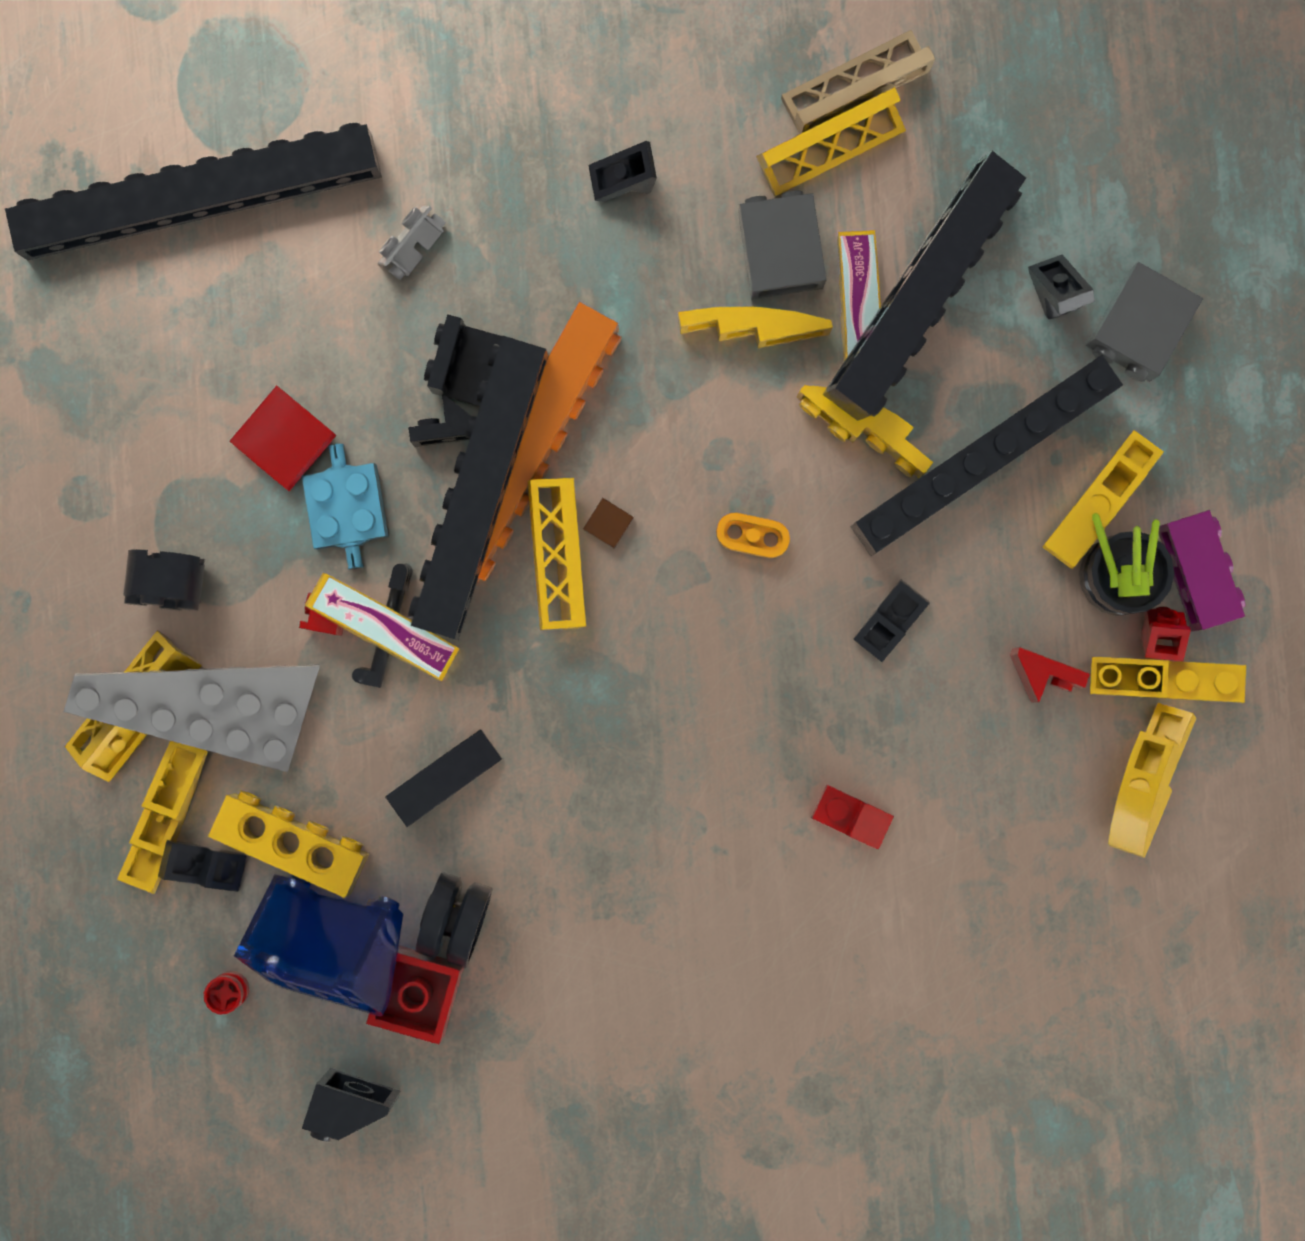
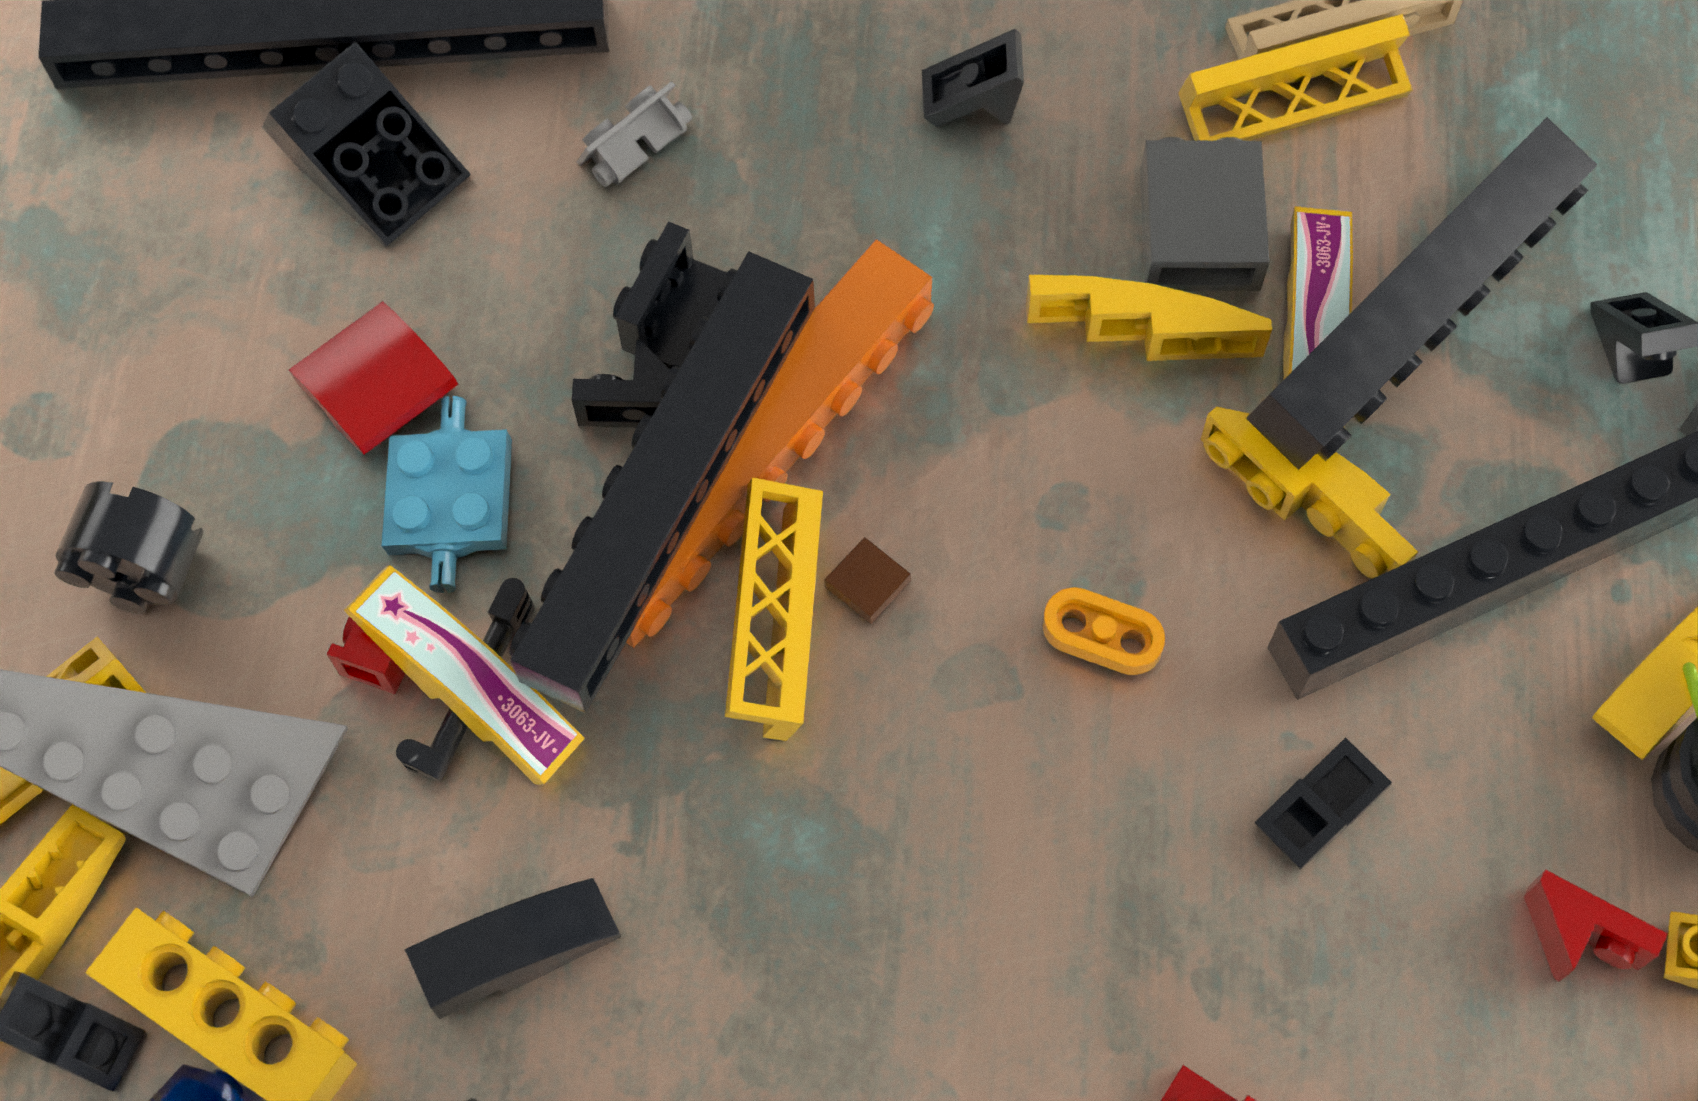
camera: 10 degrees right, 20 degrees down
(241, 278) = (365, 146): none -> black slope

